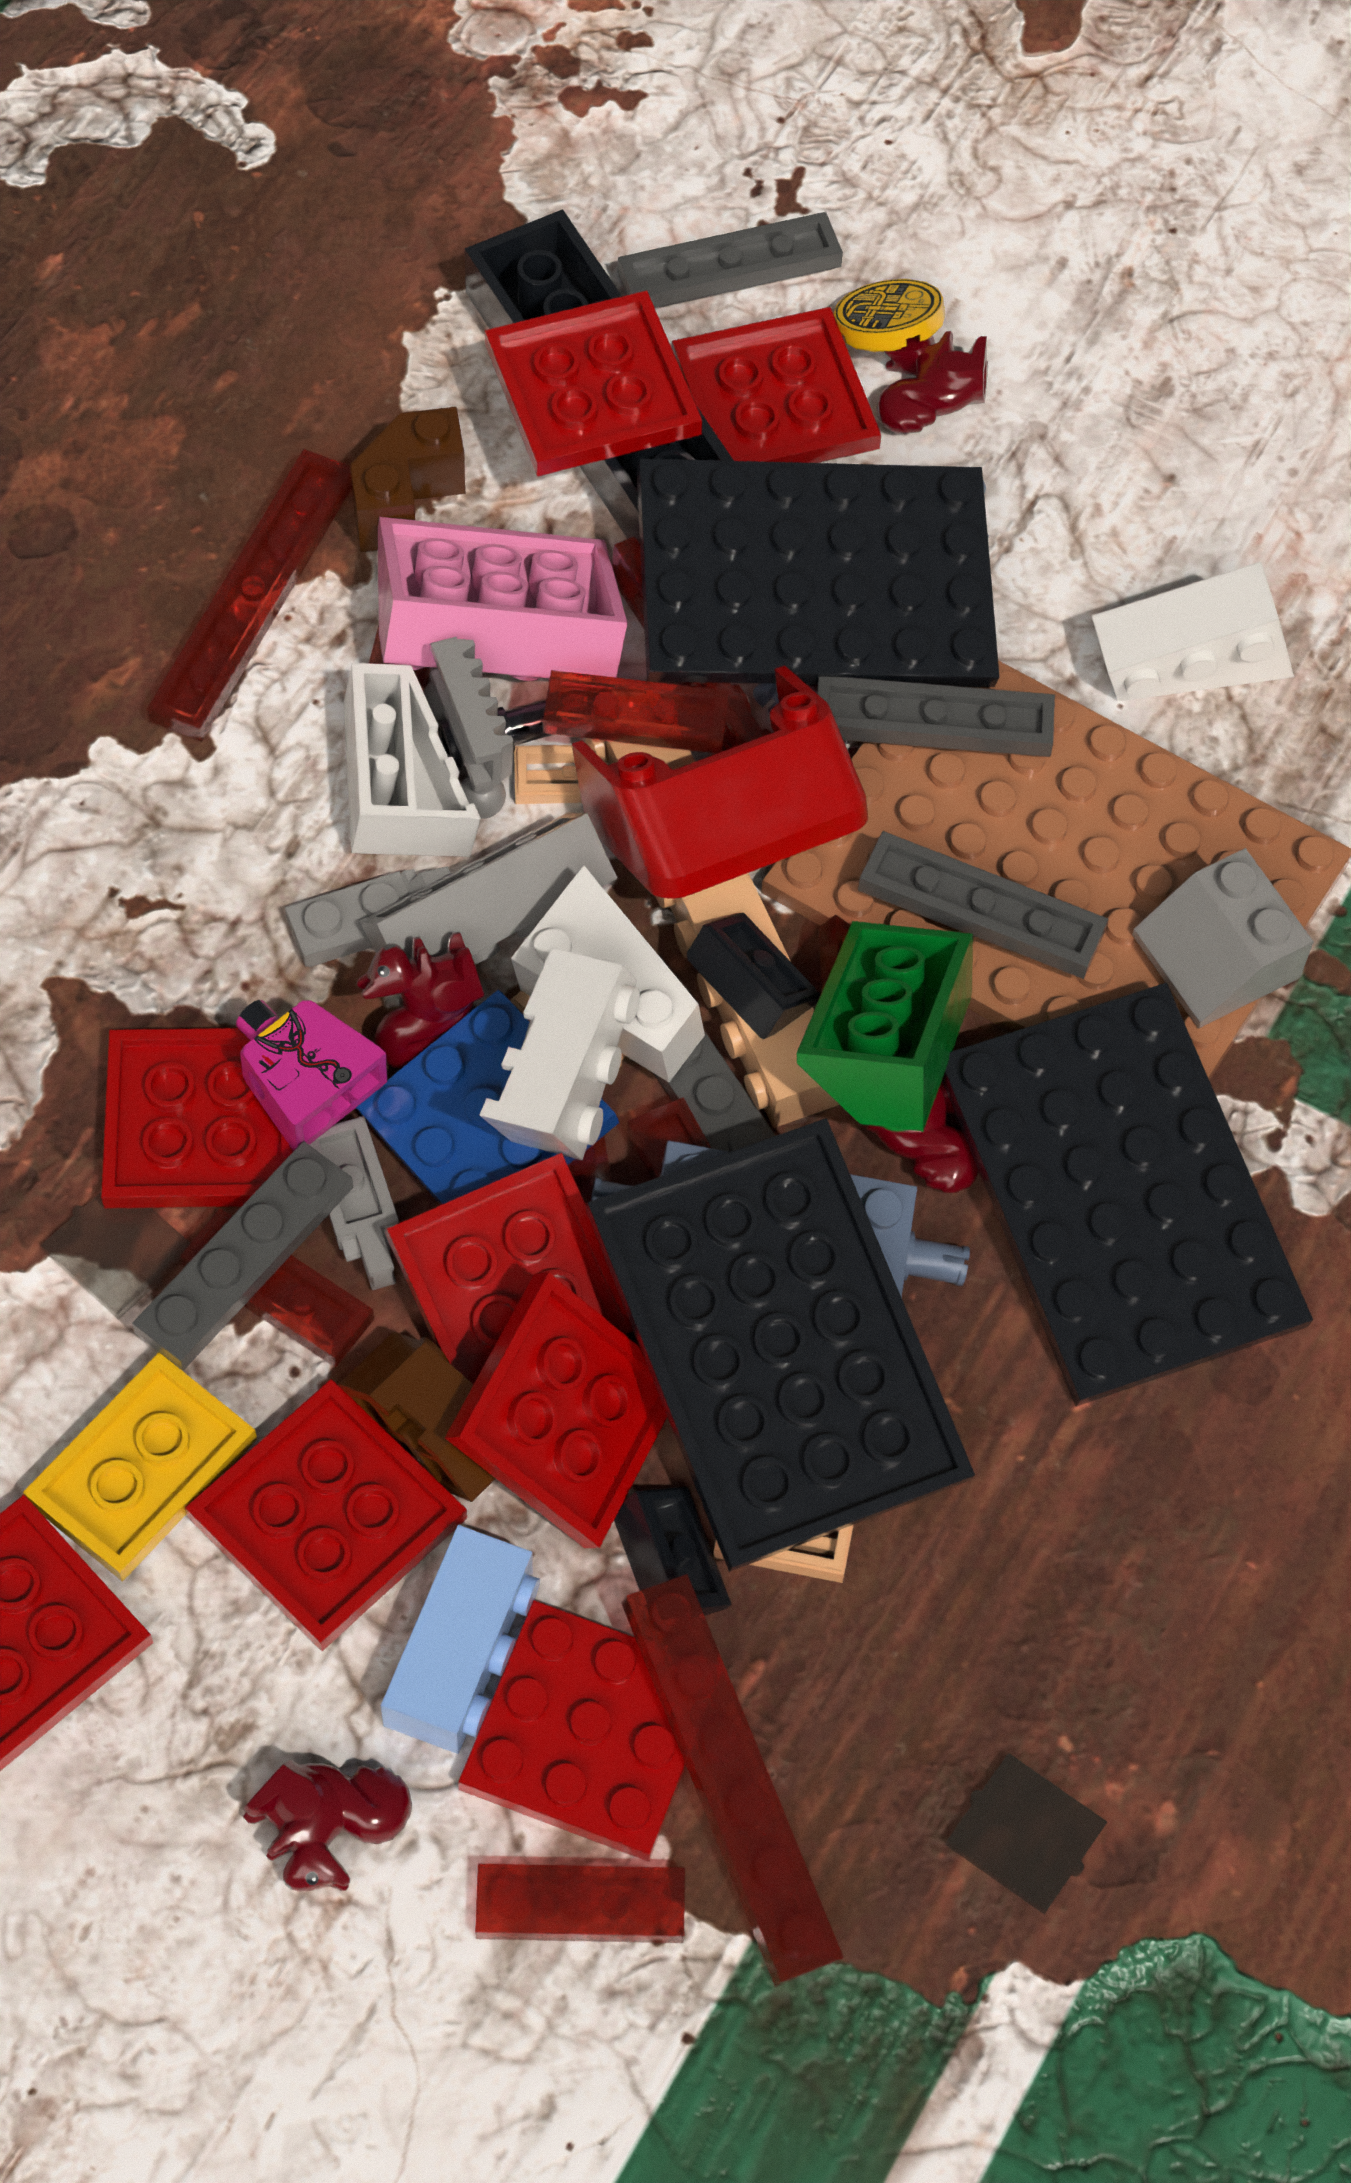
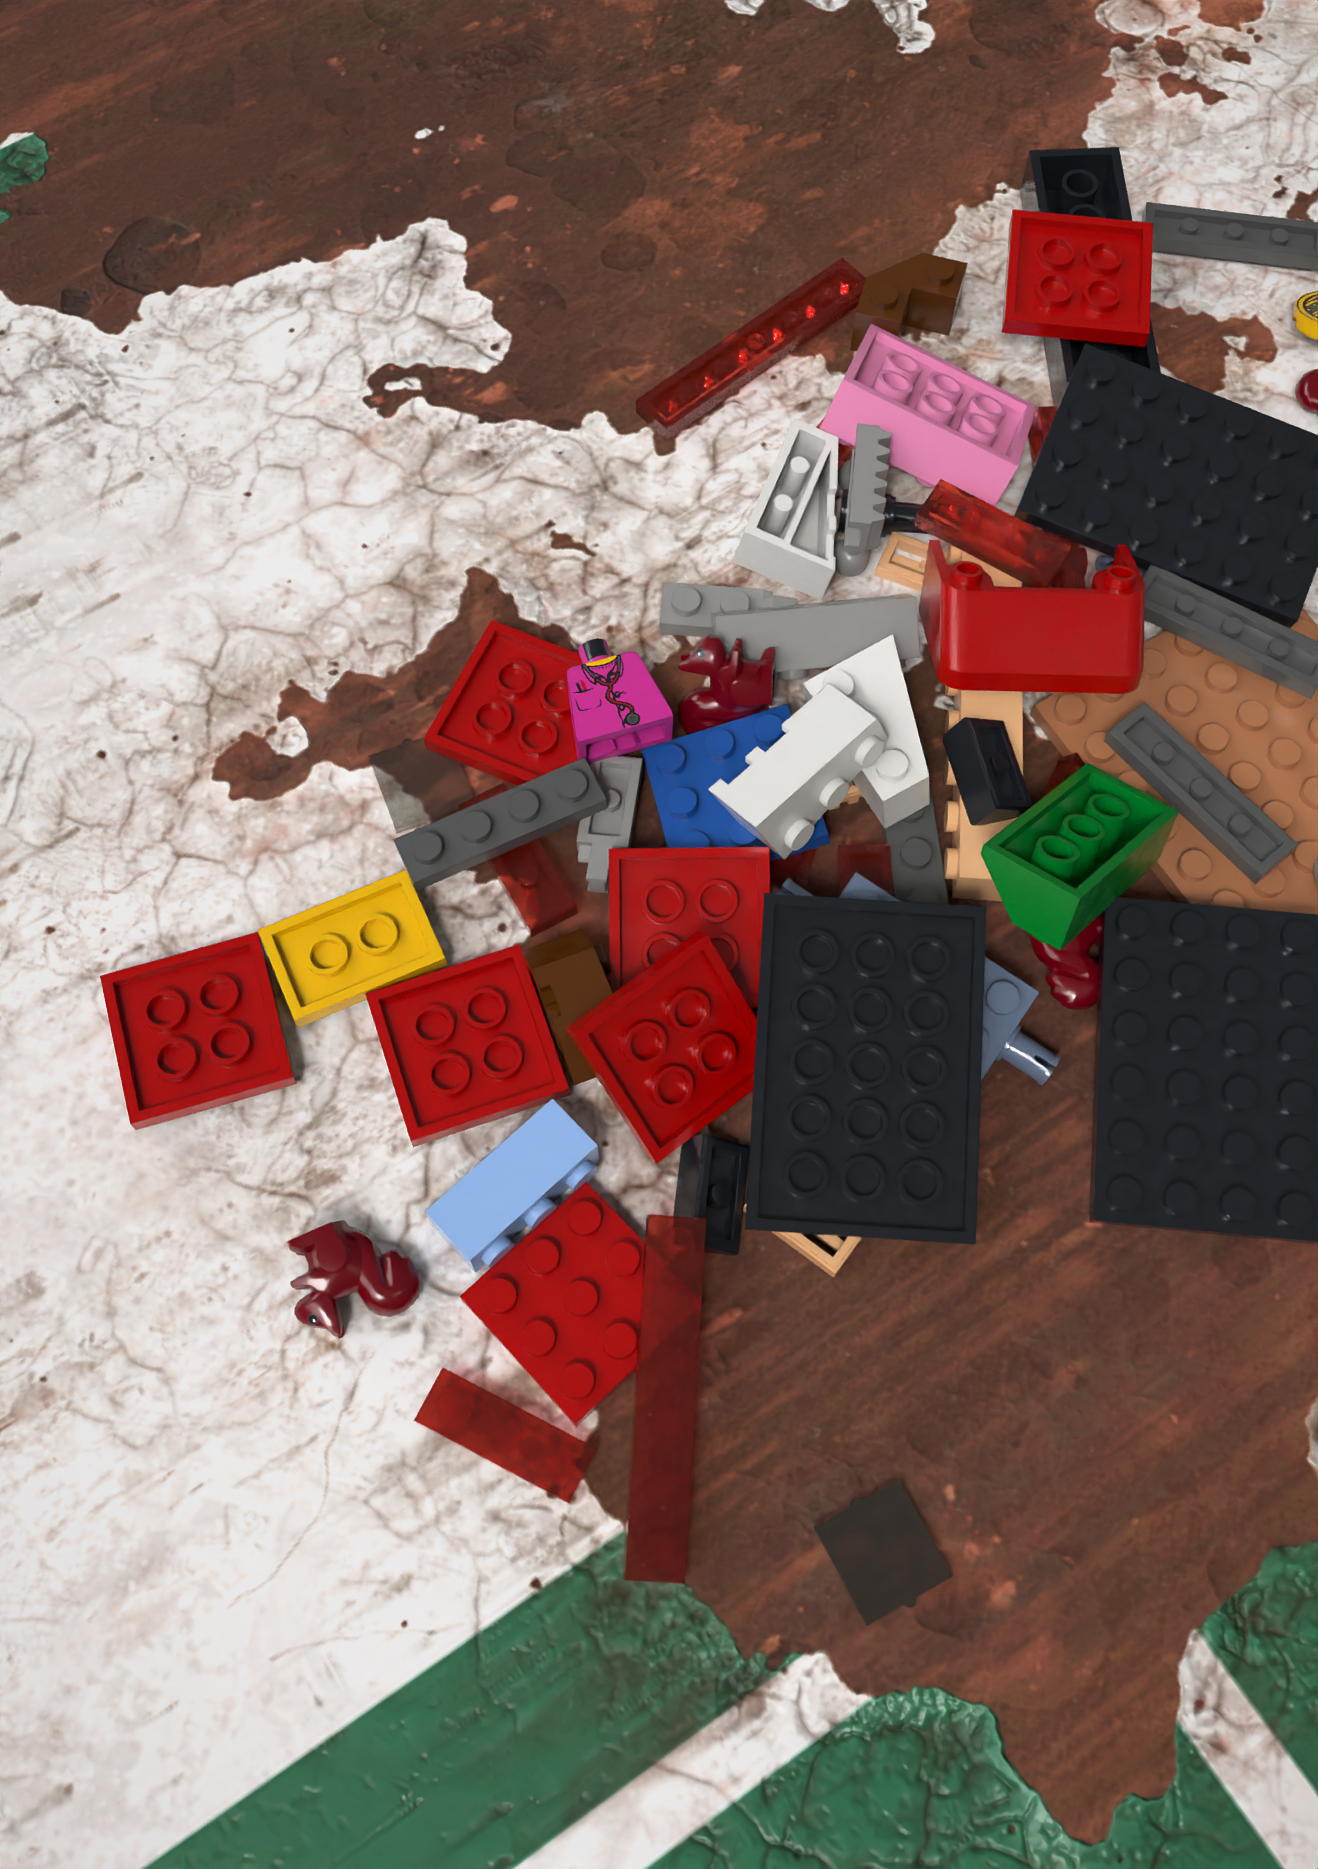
camera: 30 degrees right, 5 degrees up
(780, 389) = (1227, 341): red plate -> none

